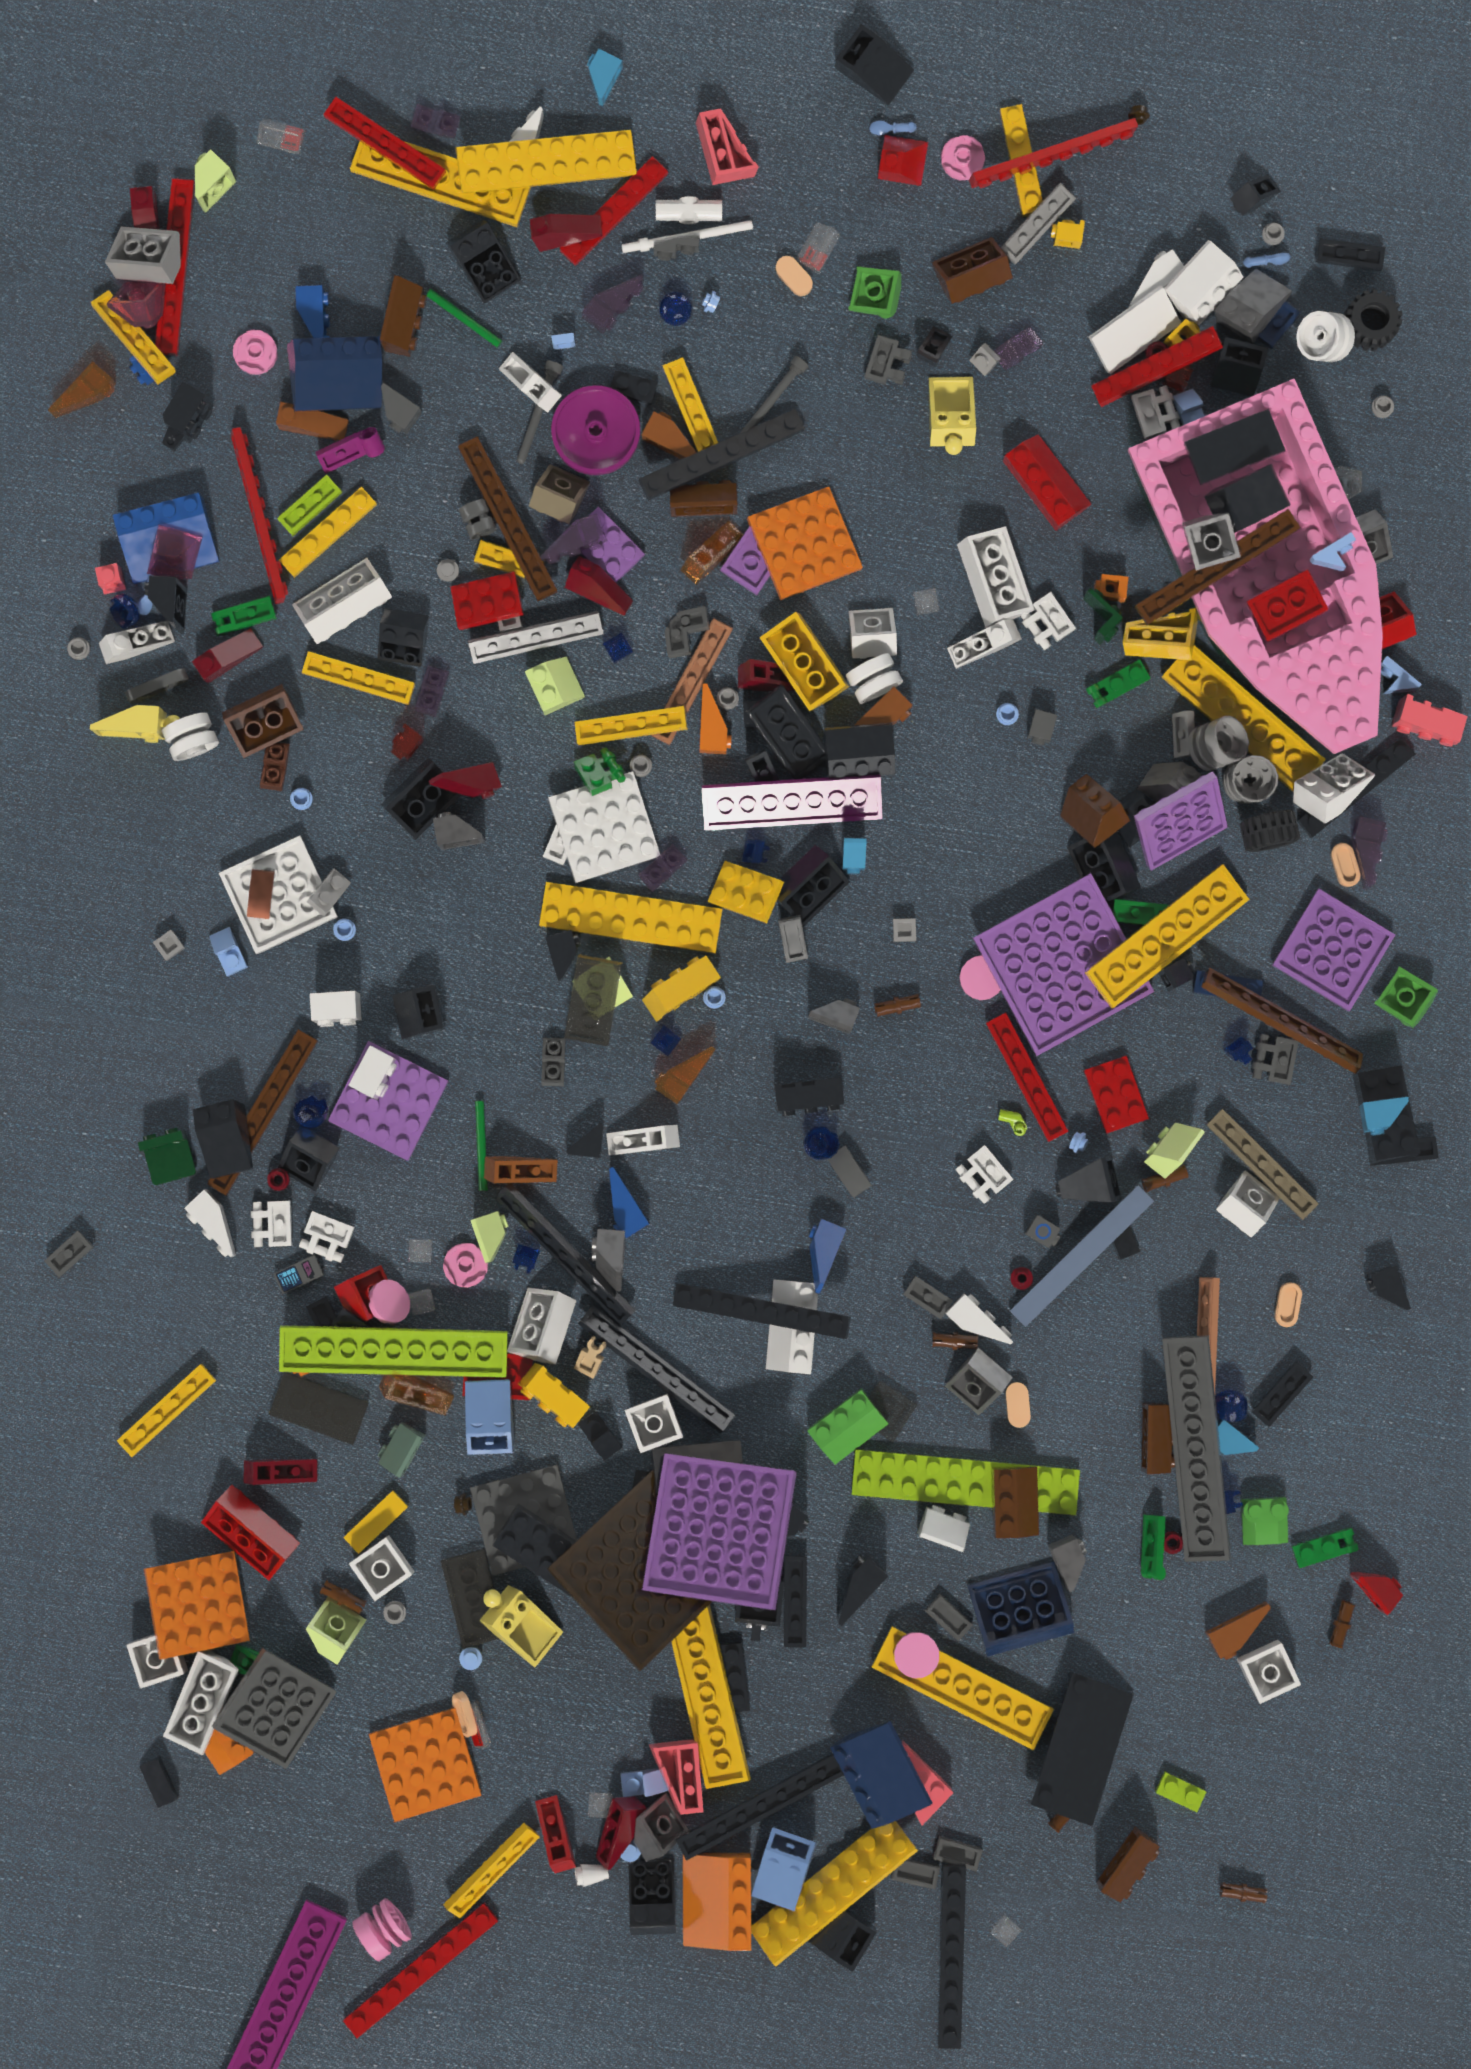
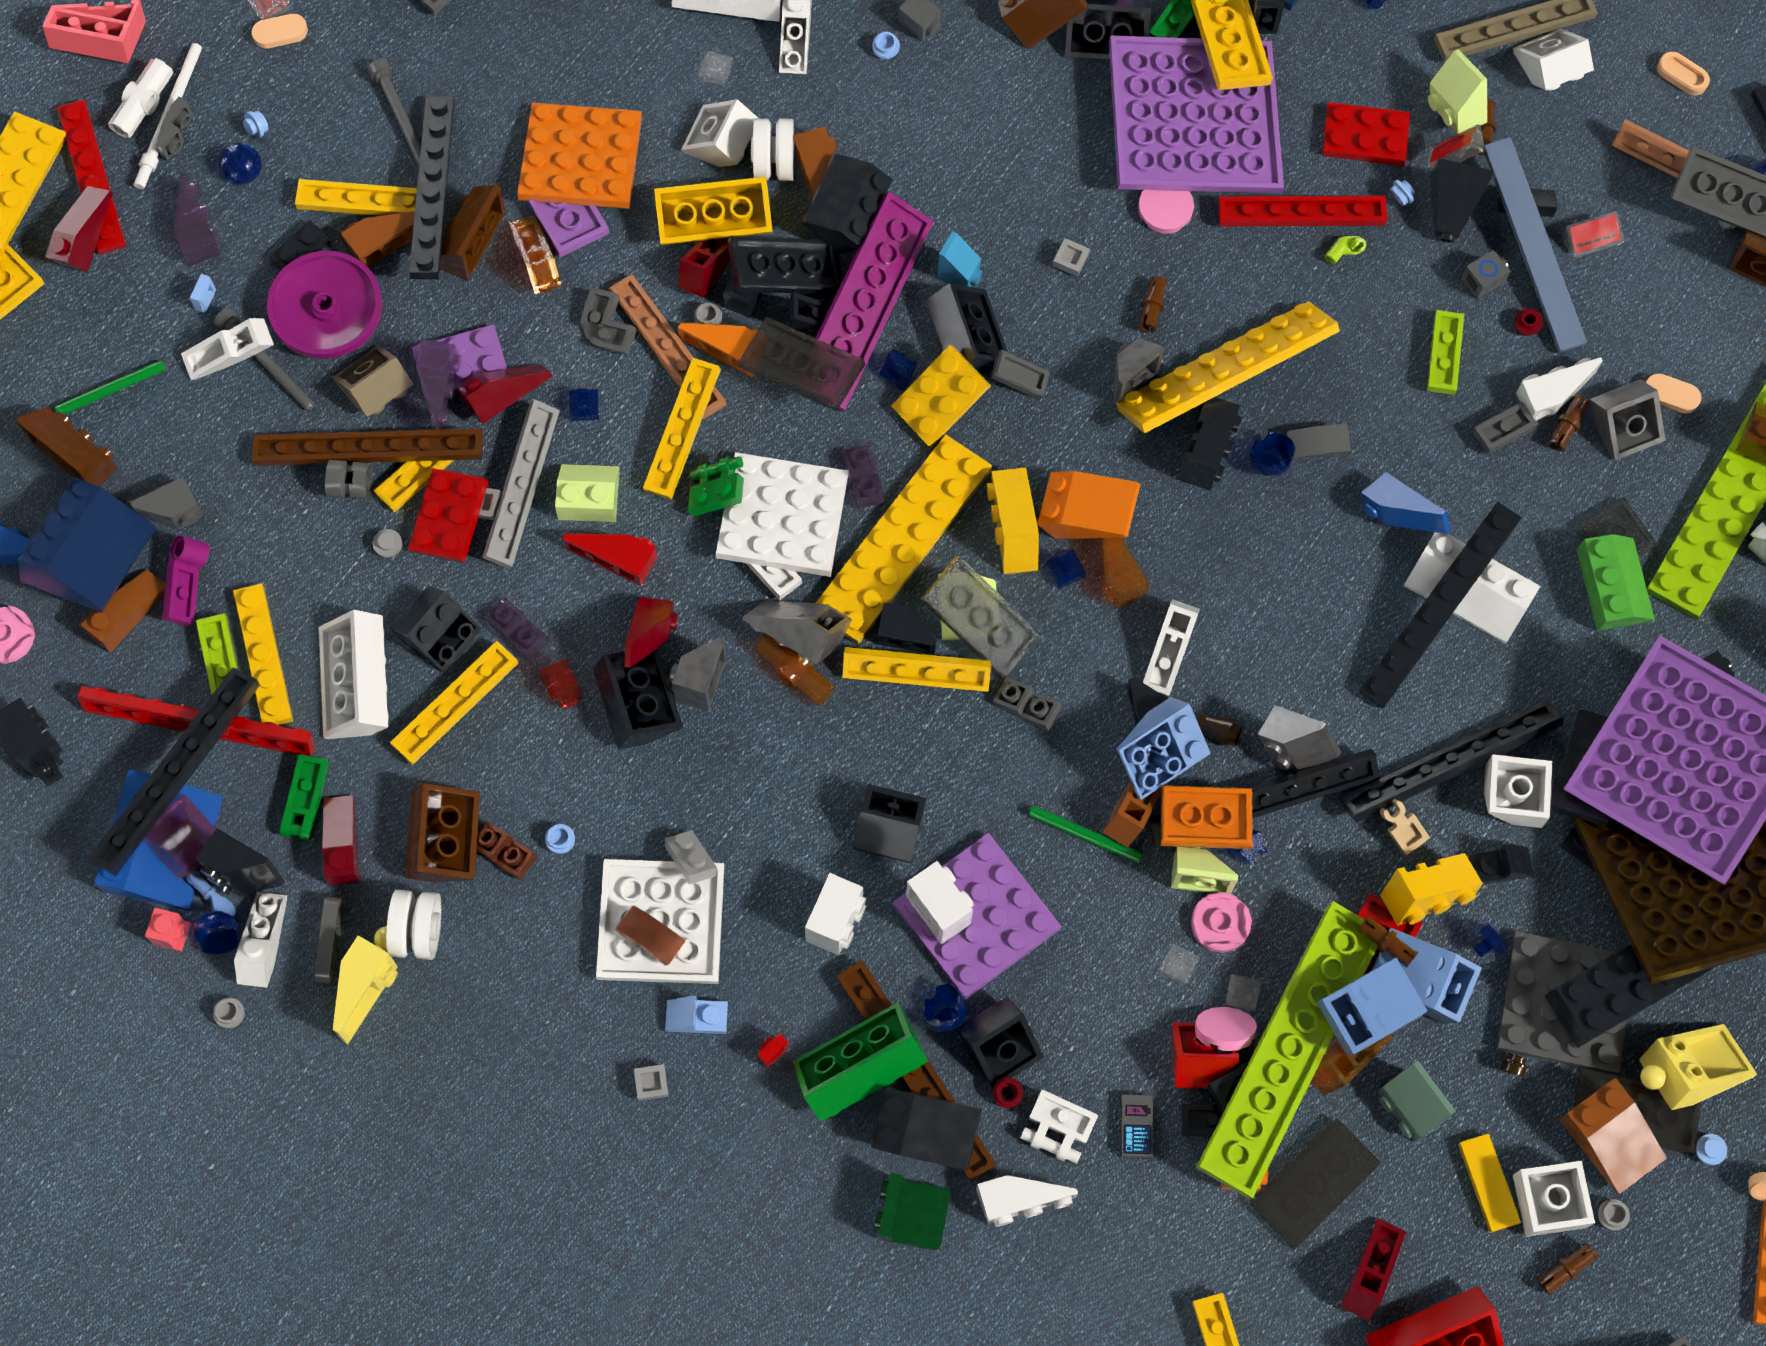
camera: 65 degrees left, 15 degrees down
(209, 524) = (173, 771): none -> black plate
(229, 1011) = (772, 1049): none -> red plate
(246, 1073) = (859, 1062): none -> green slope
(328, 1230) = (1100, 1061): white plate -> none
(334, 1629) = (1607, 1296): yellowish green slope -> none
(344, 929) = (744, 865): light blue plate -> none
(442, 1392) = (1372, 1007): none -> medium blue slope
(443, 1589) = (1614, 1136): none -> slope
(483, 260) = (58, 334): black slope -> none
(496, 1382) = (1387, 941): none -> reddish brown pin
(497, 892) = (795, 670): none -> clear orange piece
(519, 736) = (618, 553): none -> red slope
(525, 880) = (804, 627): none -> flat silver slope
(526, 1221) = (1206, 817): none -> orange tile
(538, 975) = (916, 669): none -> yellow plate
(540, 1451) = (1491, 941): none -> clear blue tile
(541, 1325) = (1338, 862): white slope -> none
(558, 1167) = (1162, 746): none -> medium blue slope
(600, 1201) = (1222, 729): none -> dark brown cone
(625, 1209) = (1246, 702): blue slope -> none
(640, 765) = (732, 442): light grey plate -> none
(711, 1034) = (1087, 506): none -> orange slope
(714, 784) = (801, 363): none -> clear smoke tile
(714, 997) = (1038, 490): light blue plate -> none
(872, 1081) = (1227, 366): none -> yellow plate
(966, 1229) = (1445, 352): none -> lime plate
(989, 1169) = (1390, 296): white plate -> none
(1116, 1295) = (1593, 235): none -> slope
(1131, 1165) = (1458, 147): none -> slope

